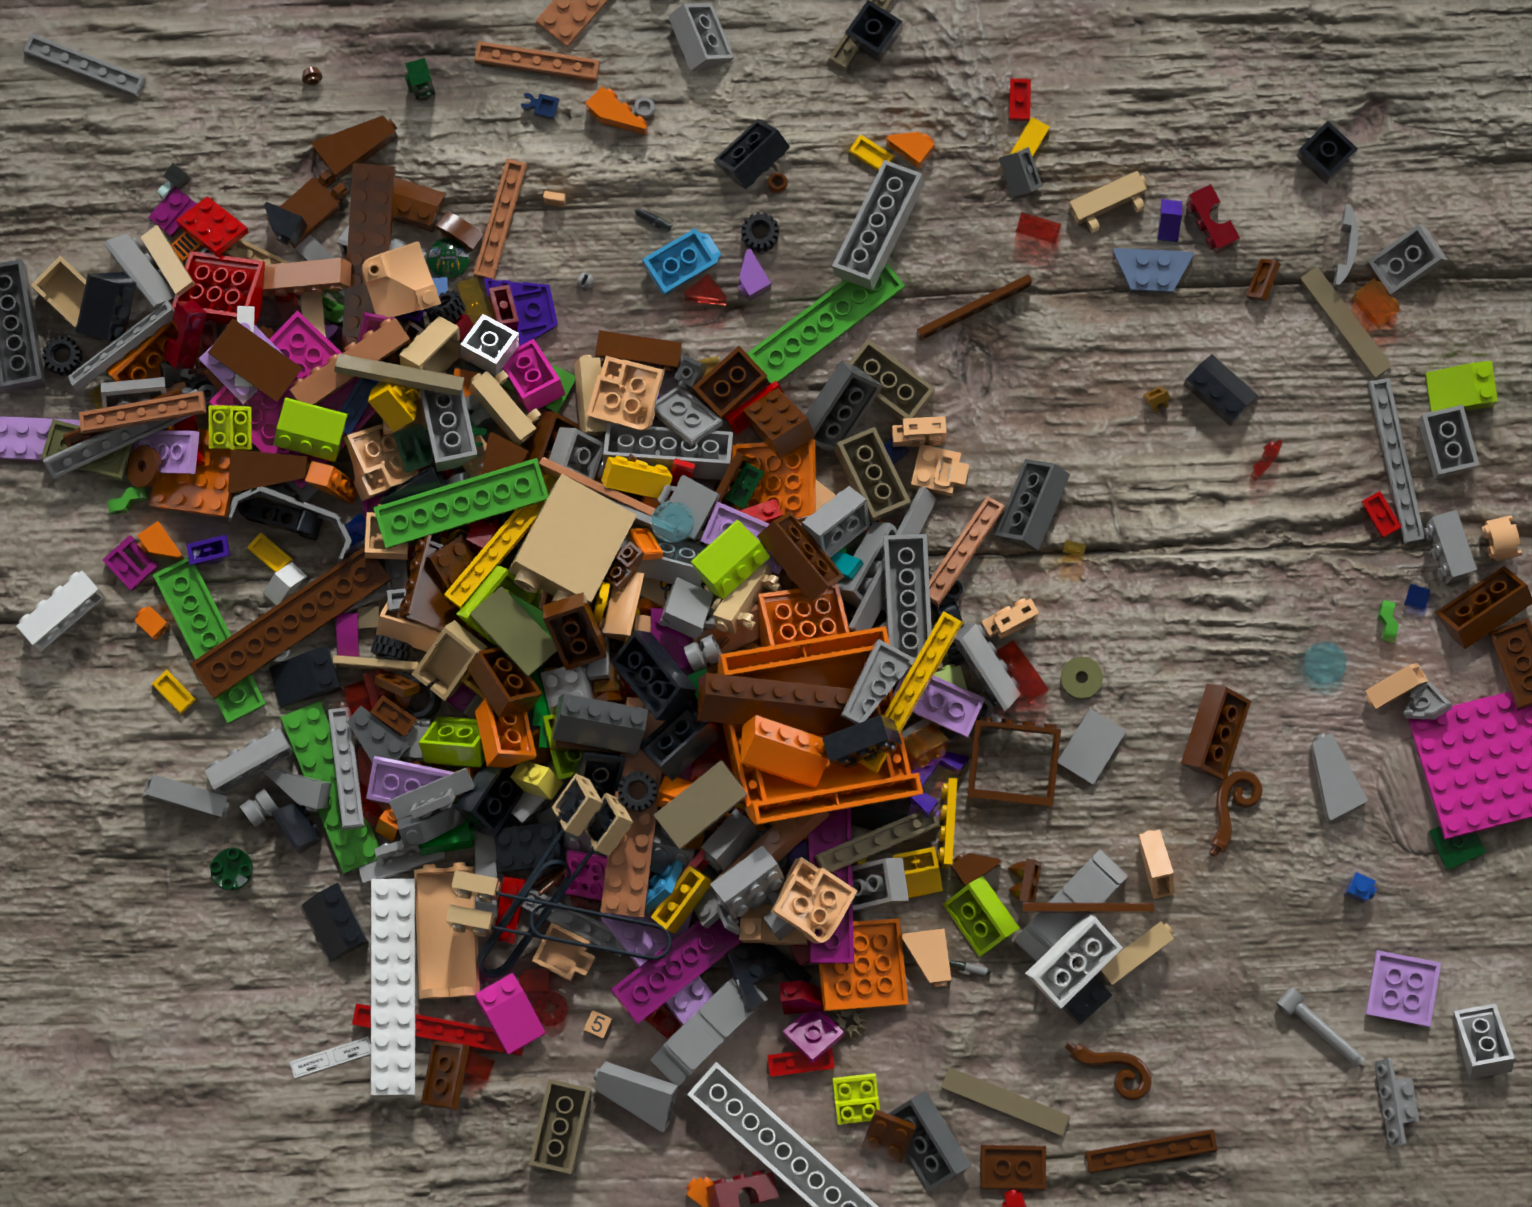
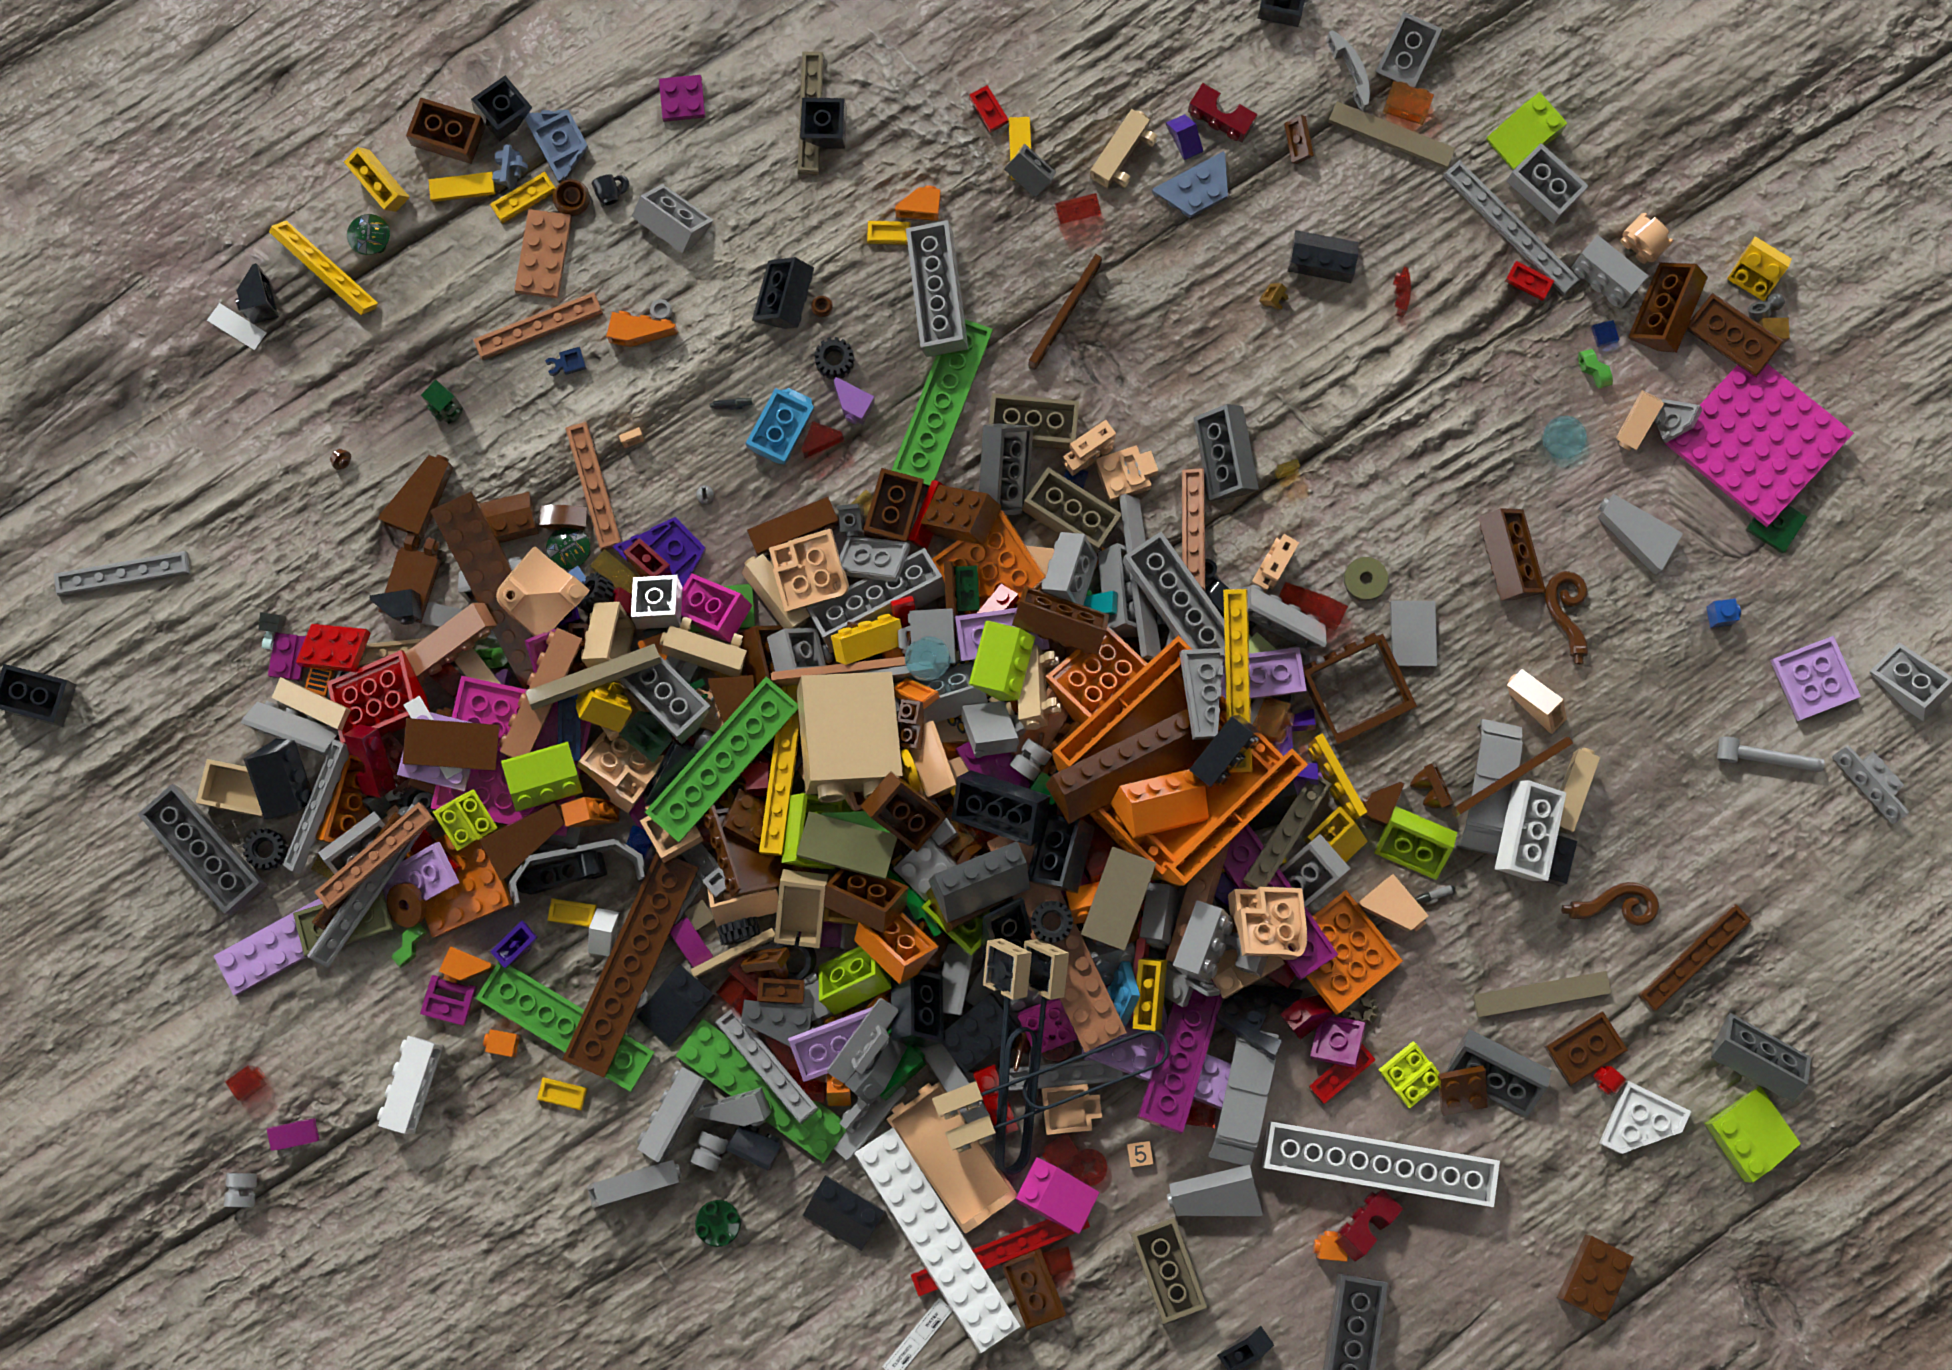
camera: 35 degrees left, 0 degrees up
(536, 780) = (950, 968): light yellow brick -> none

